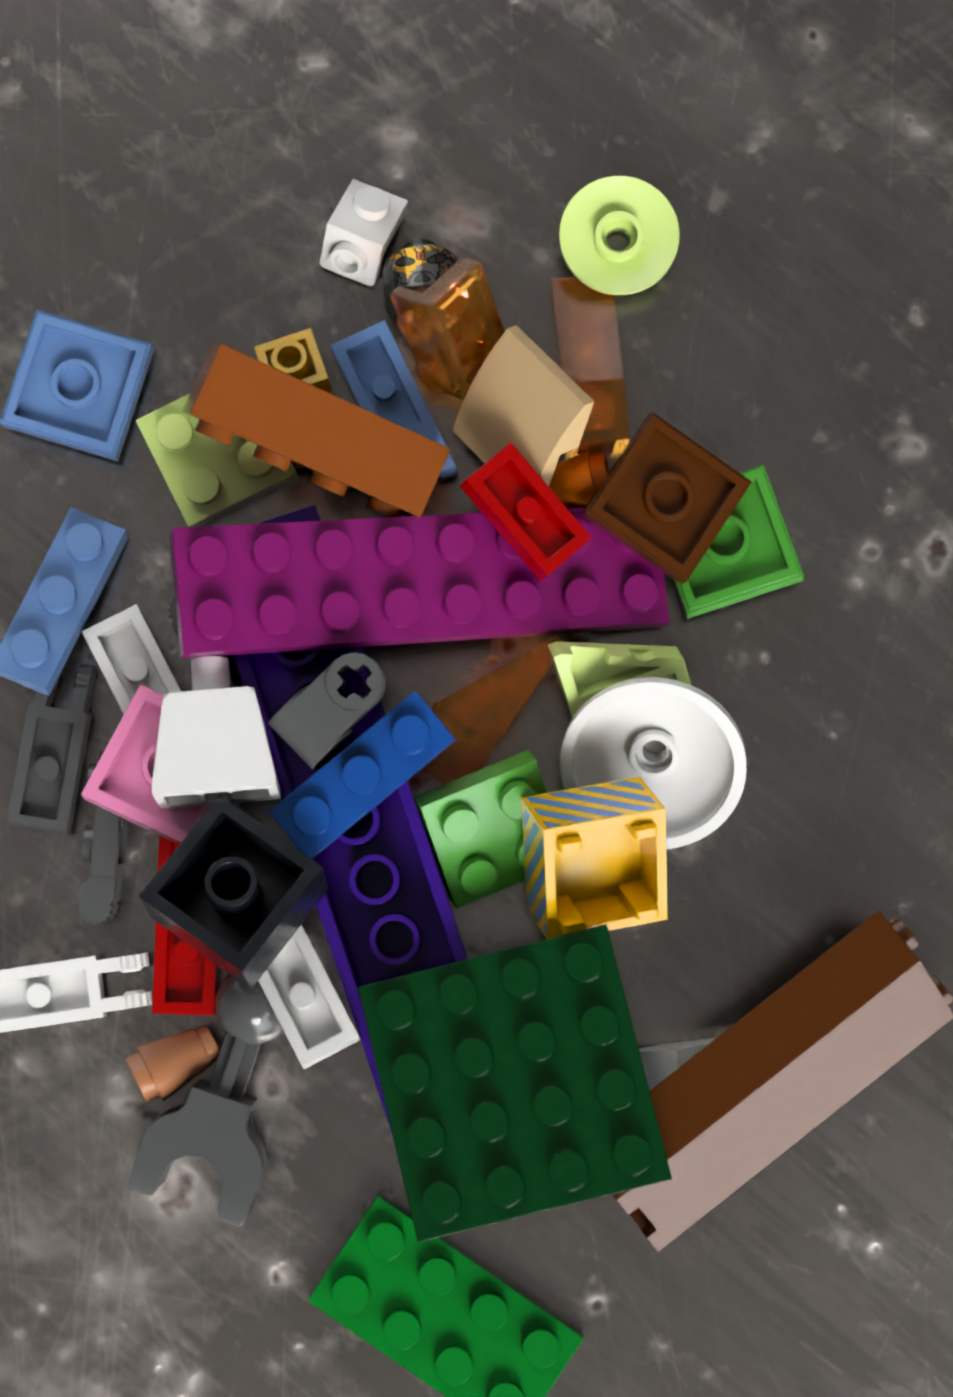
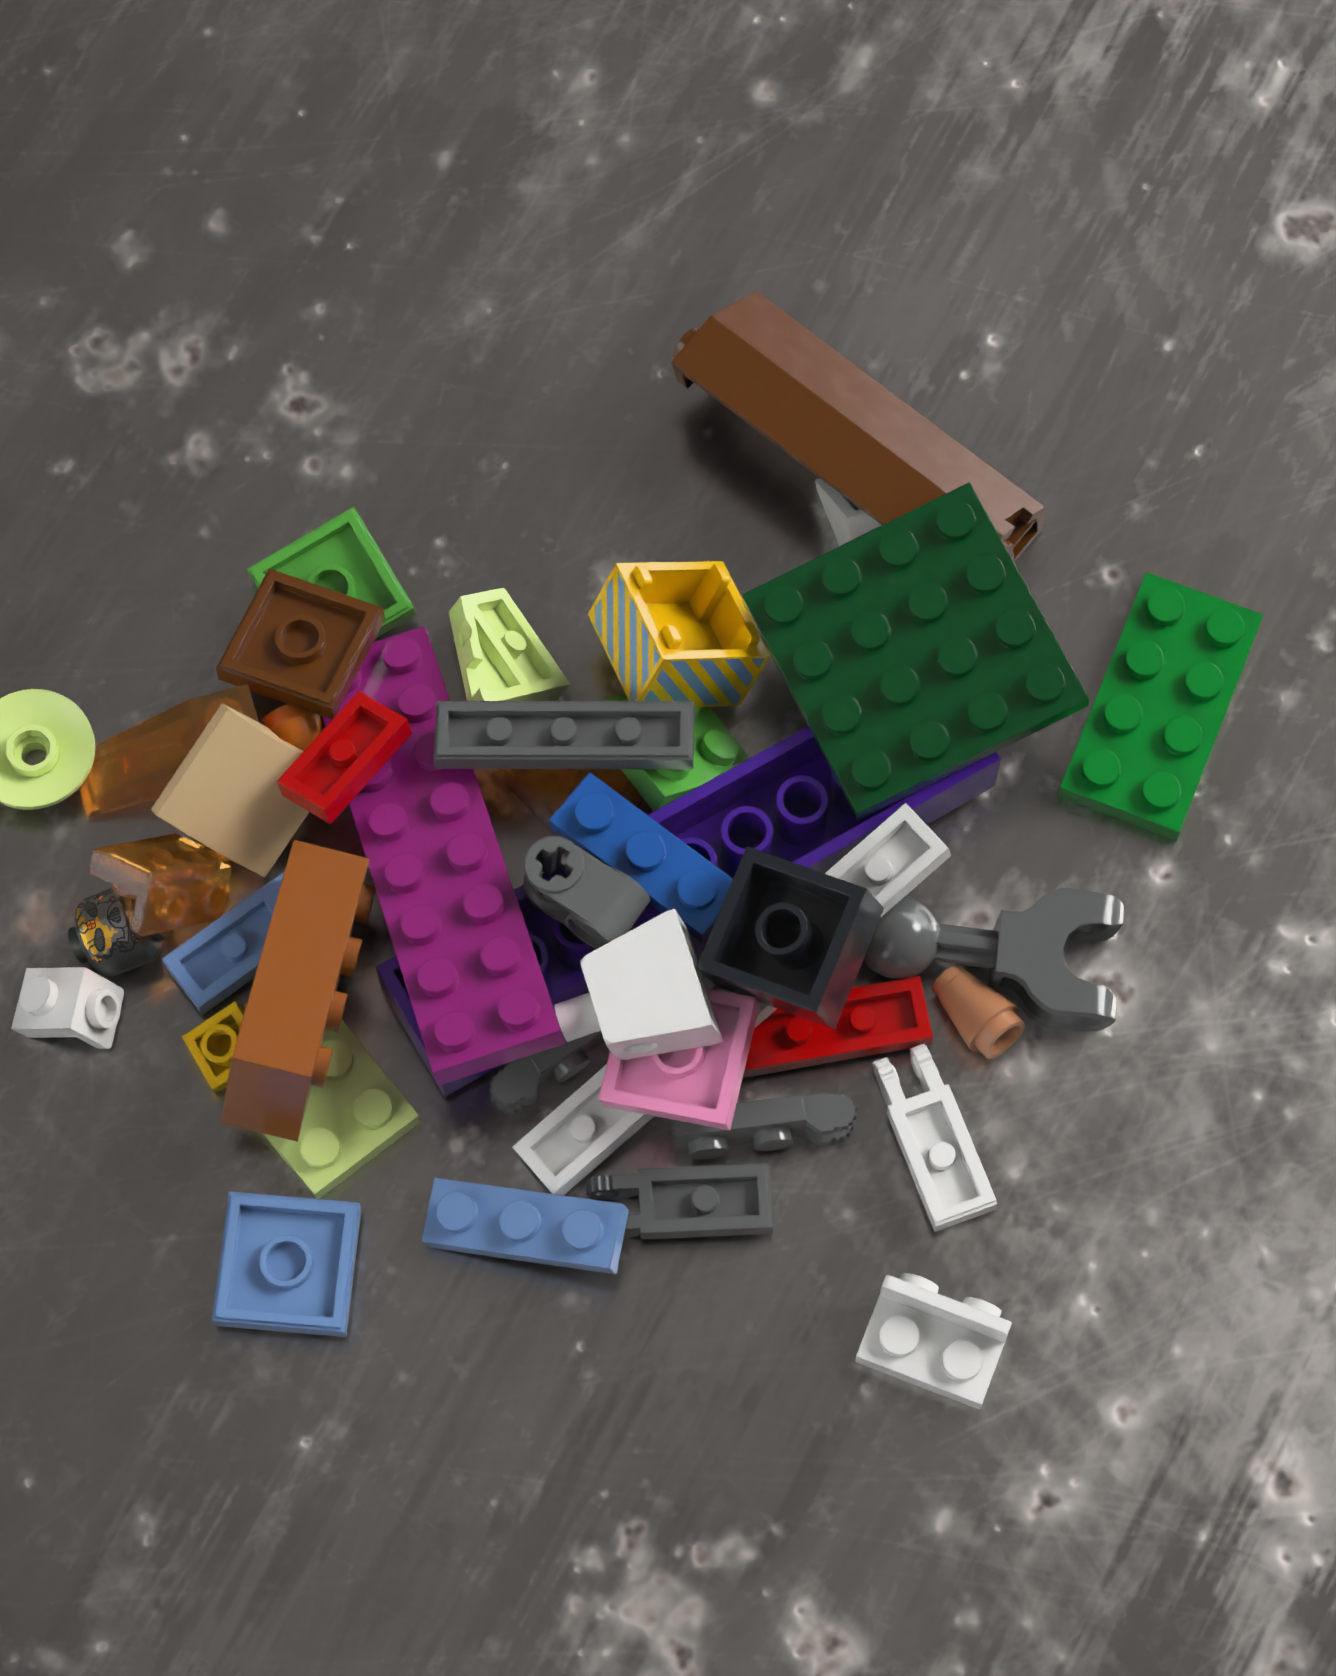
camera: 100 degrees left, 15 degrees down
(502, 724) = (564, 735): none -> dark grey tile
(695, 775) = (557, 569): white dish -> none

